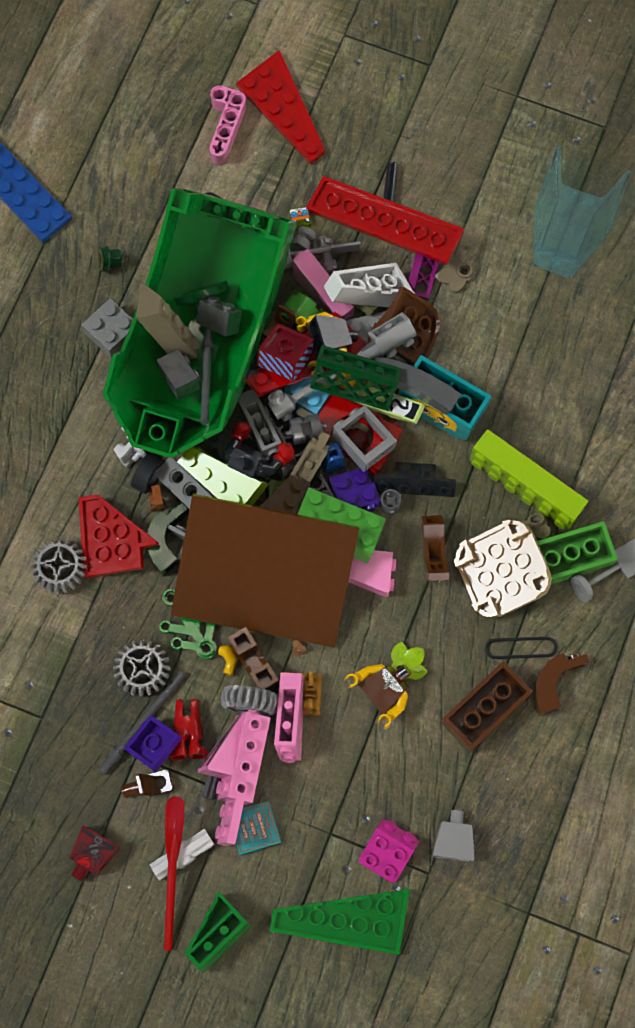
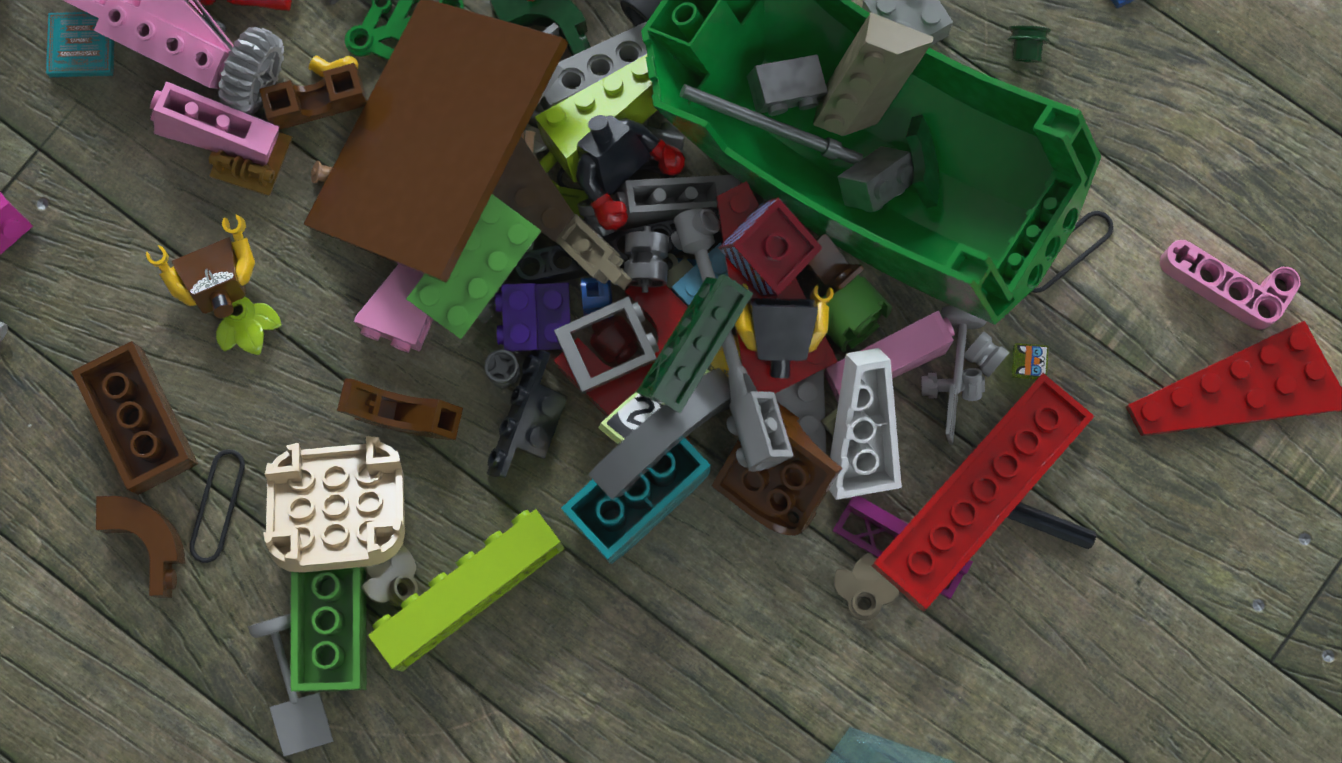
camera: 110 degrees right, 5 degrees up
(156, 499) = (602, 16): dark orange plate -> none

